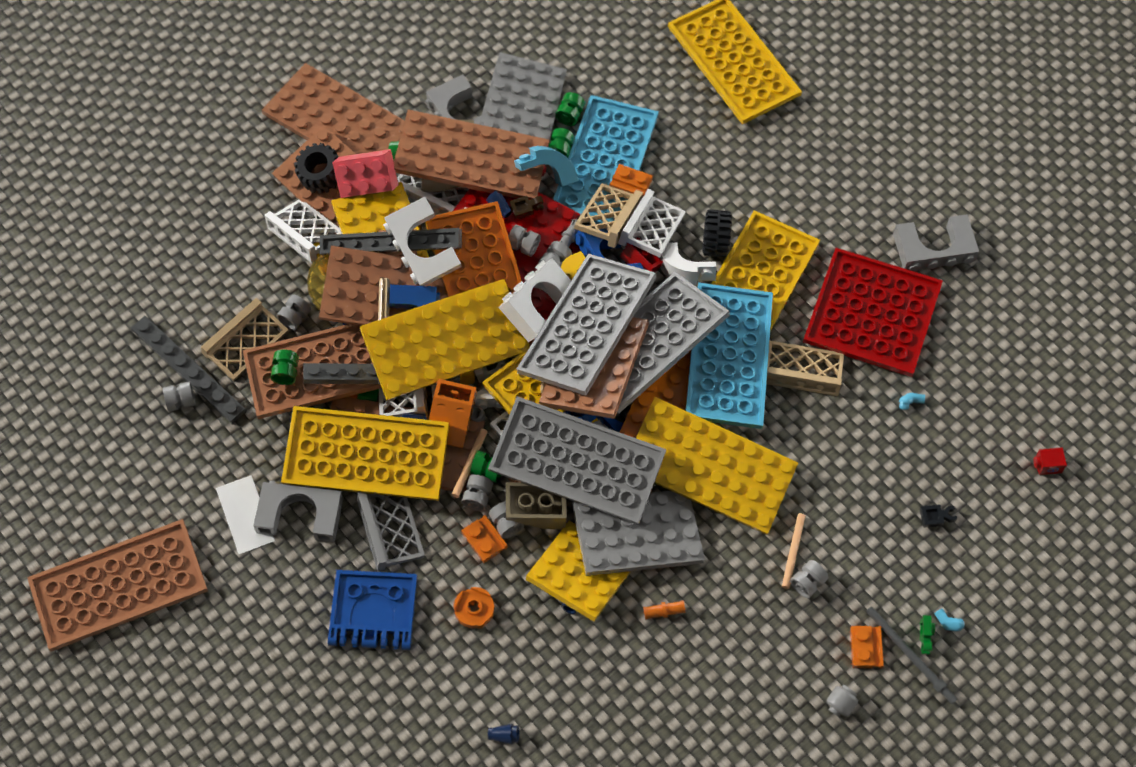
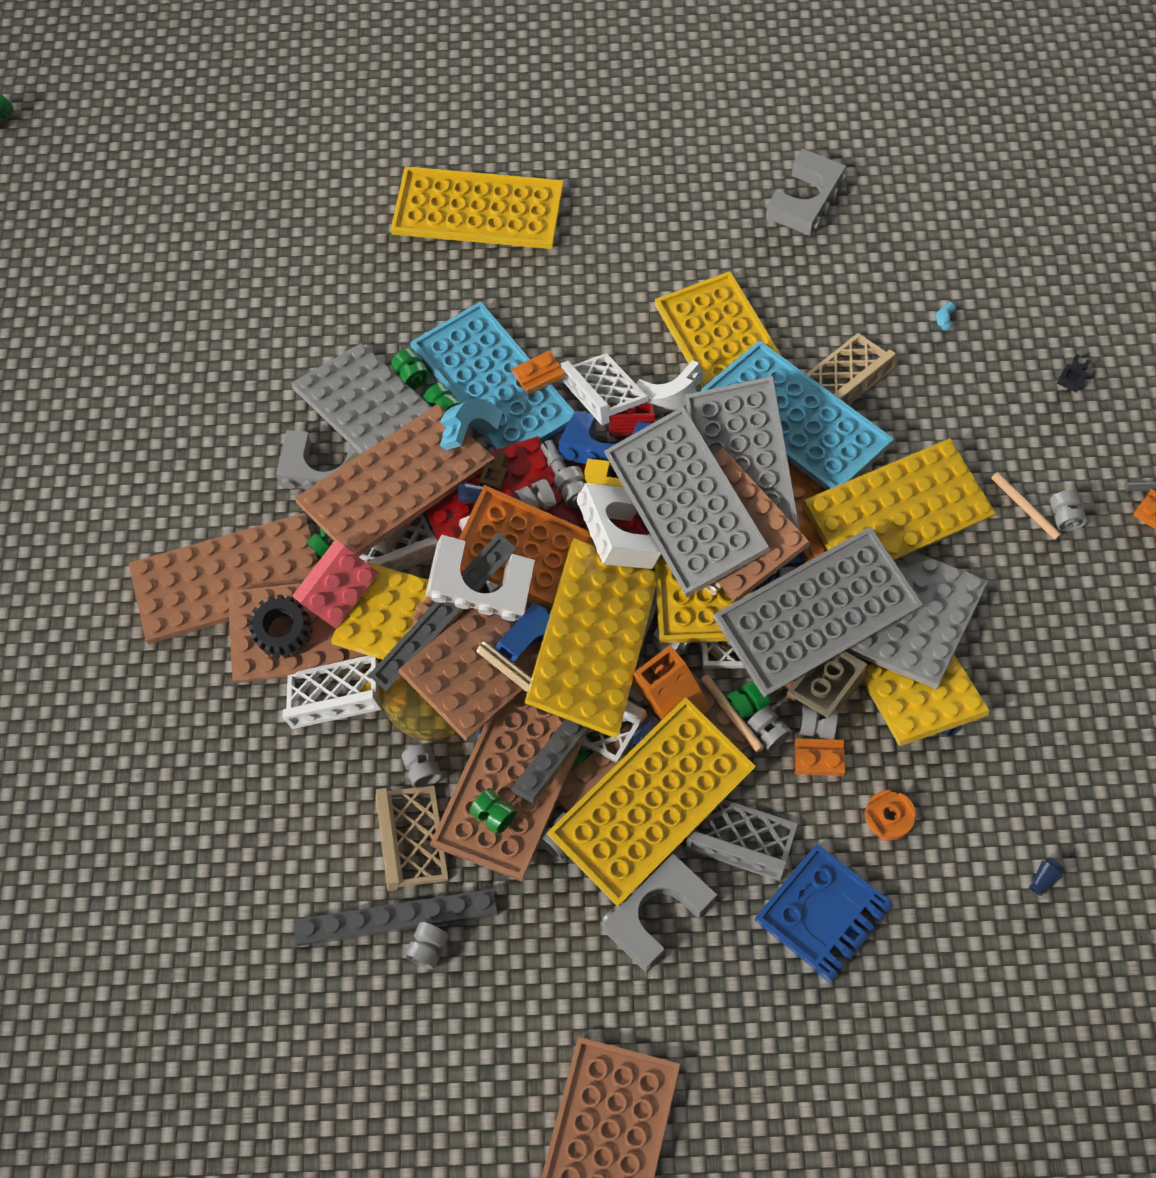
camera: 50 degrees left, 0 degrees up
(240, 505) = (612, 971): white sticker -> none
(621, 217) = (577, 401): tan fence -> none
(664, 610) = (1012, 649): orange pin -> none
(717, 233) = (660, 340): black tyre -> none
(873, 312) = (835, 283): red plate -> none
(1050, 461) = (1085, 258): red brick -> none

